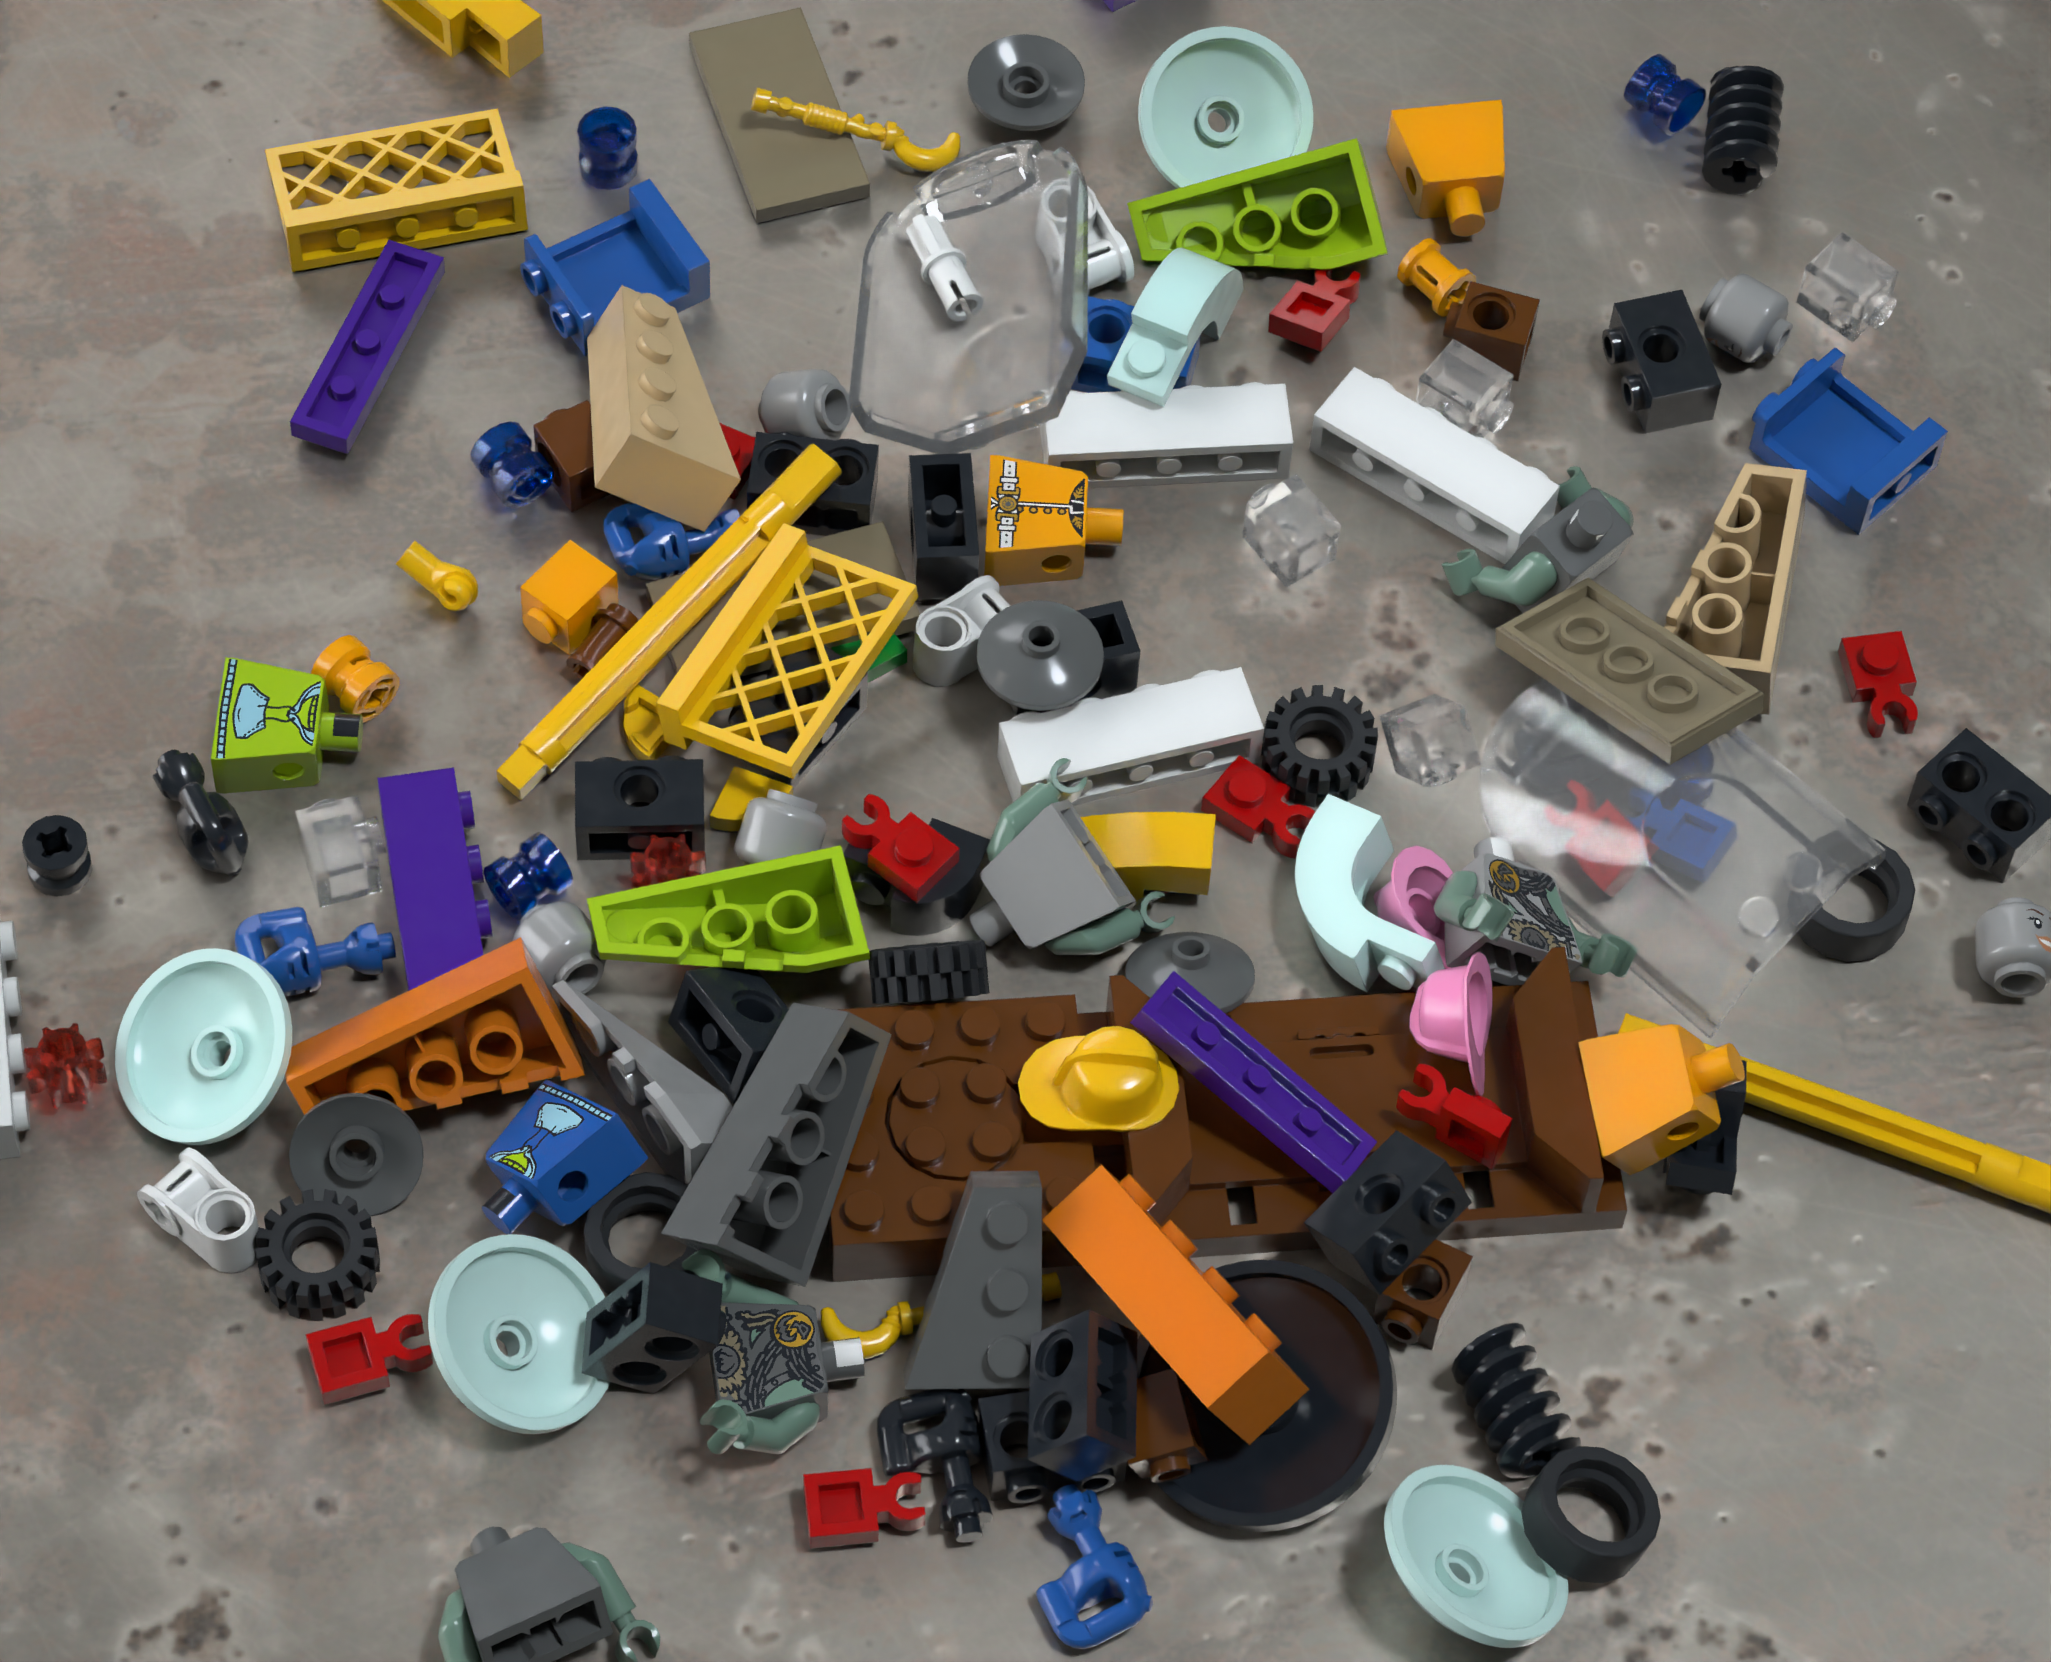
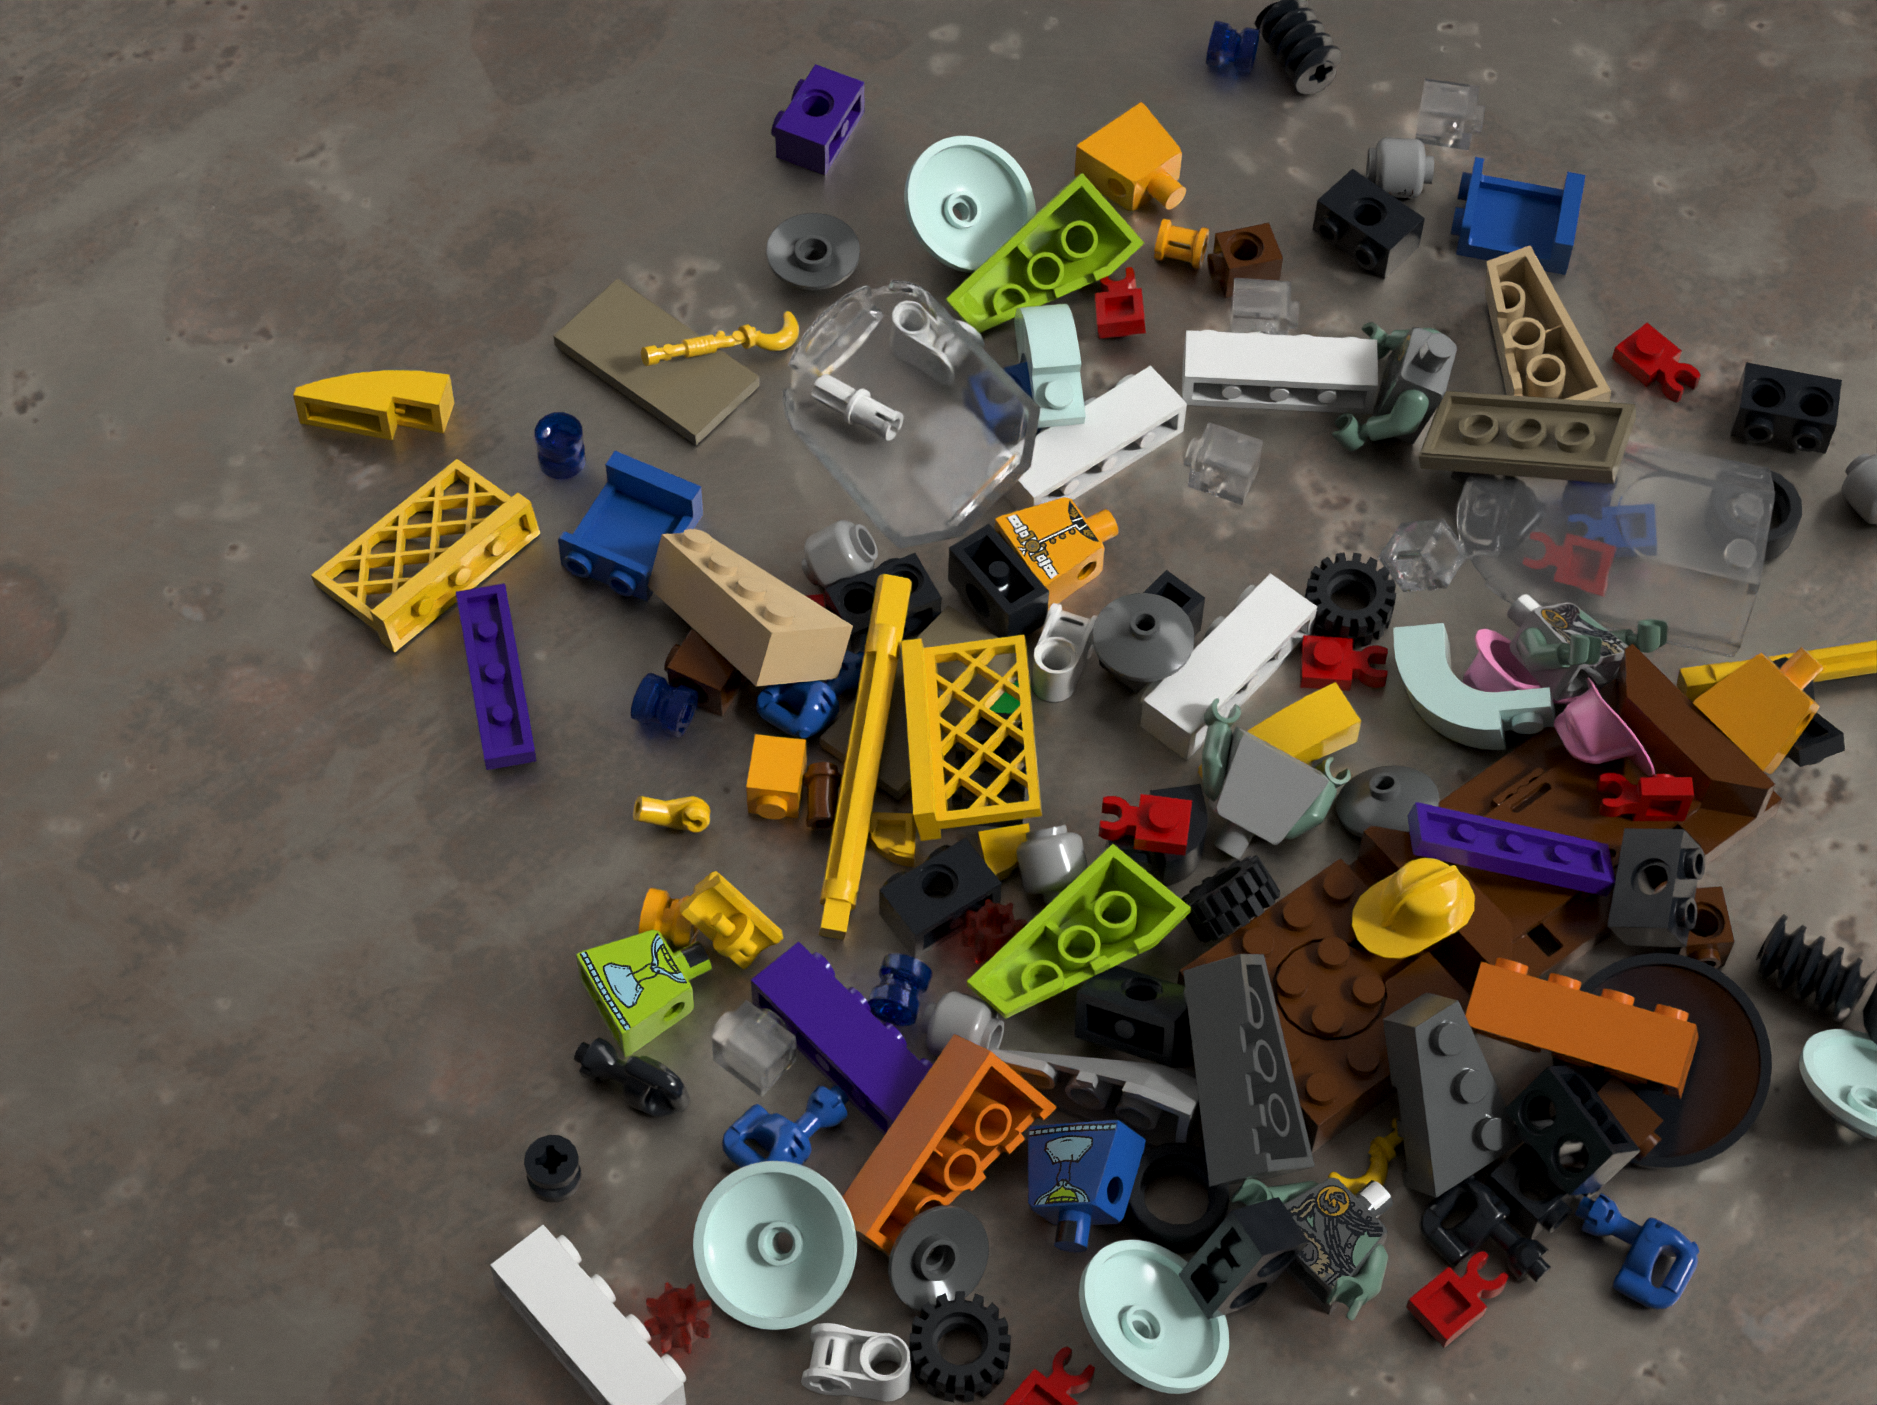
camera: 30 degrees left, 0 degrees up
(403, 710) = (729, 920): none -> yellow hips

